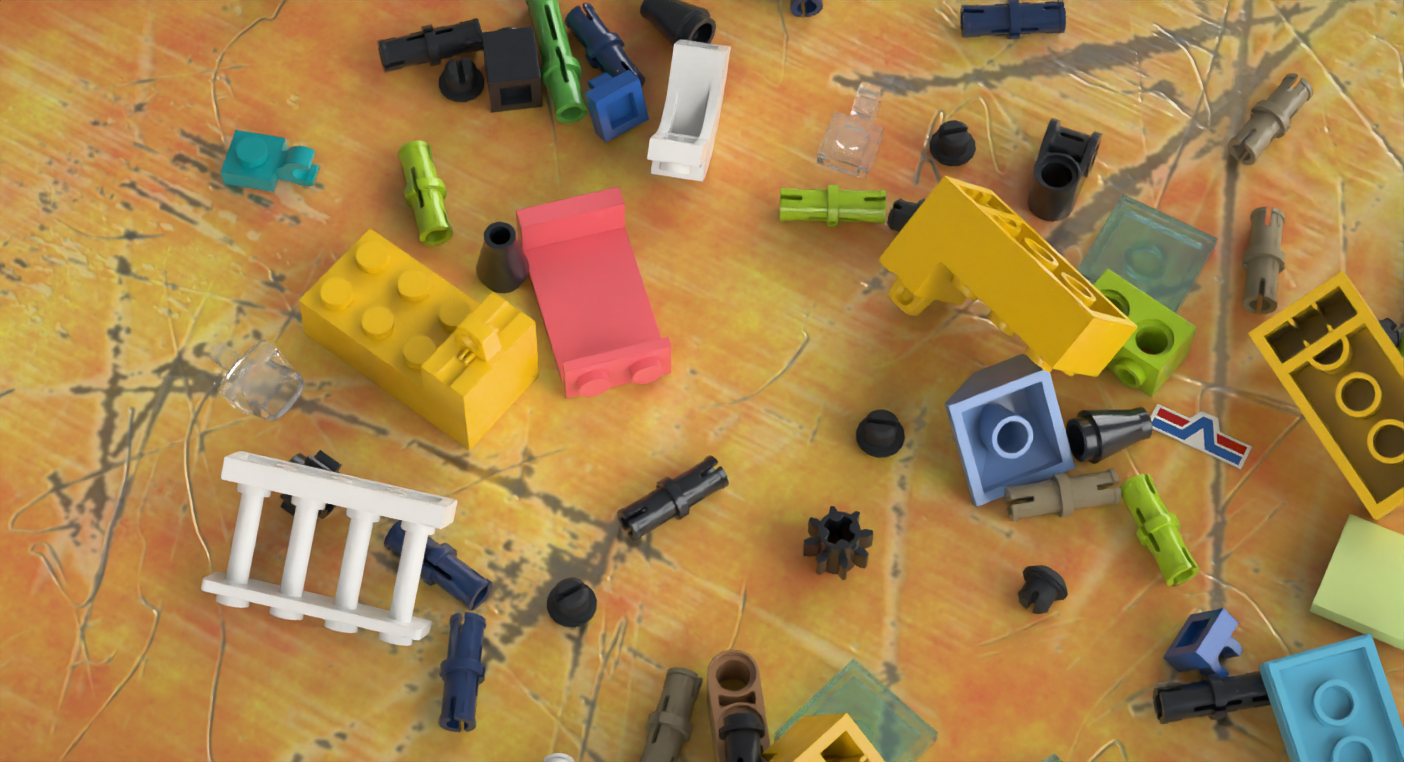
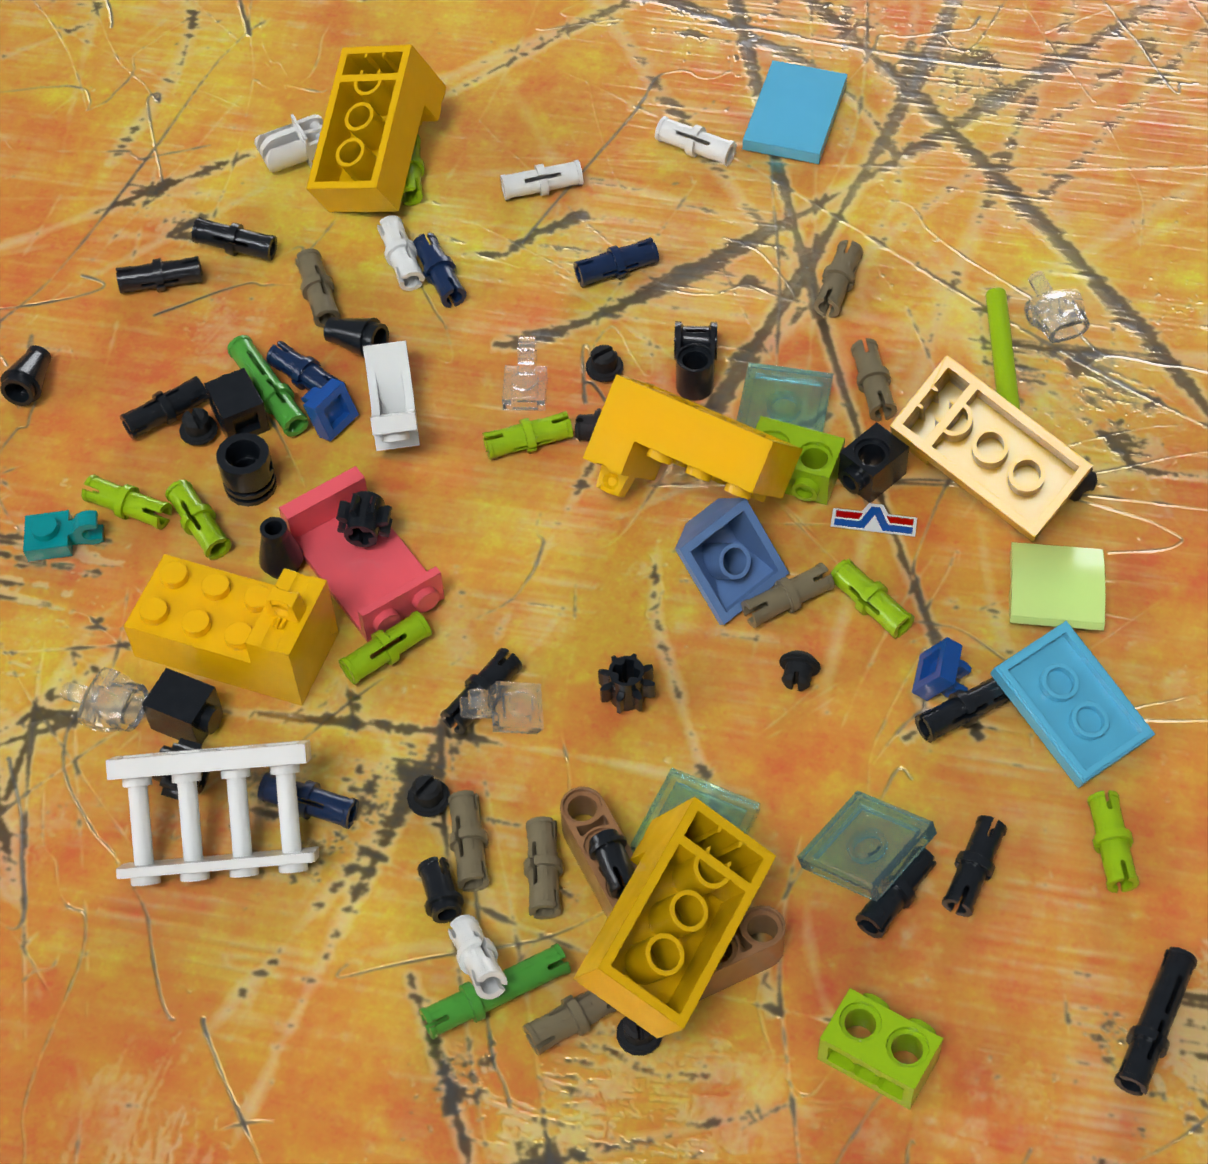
camera: 15 degrees left, 5 degrees down
(336, 414) = (183, 707): none -> black brick
(353, 147) = (126, 501): none -> lime pin
(462, 672) = (358, 878): dark blue pin -> none
(497, 150) = (246, 469): none -> black piece
(545, 727) = (442, 899): none -> black pin
(597, 669) = (468, 841): none -> dark tan pin
(608, 253) = (364, 519): none -> black gear
(618, 402) = (359, 663): none -> lime pin
(697, 528) = (511, 705): none -> clear plate
(880, 434) = (628, 592): black piece -> none
(1103, 433) = (804, 538): black cone -> none
(1227, 347) = (873, 463): none -> black brick

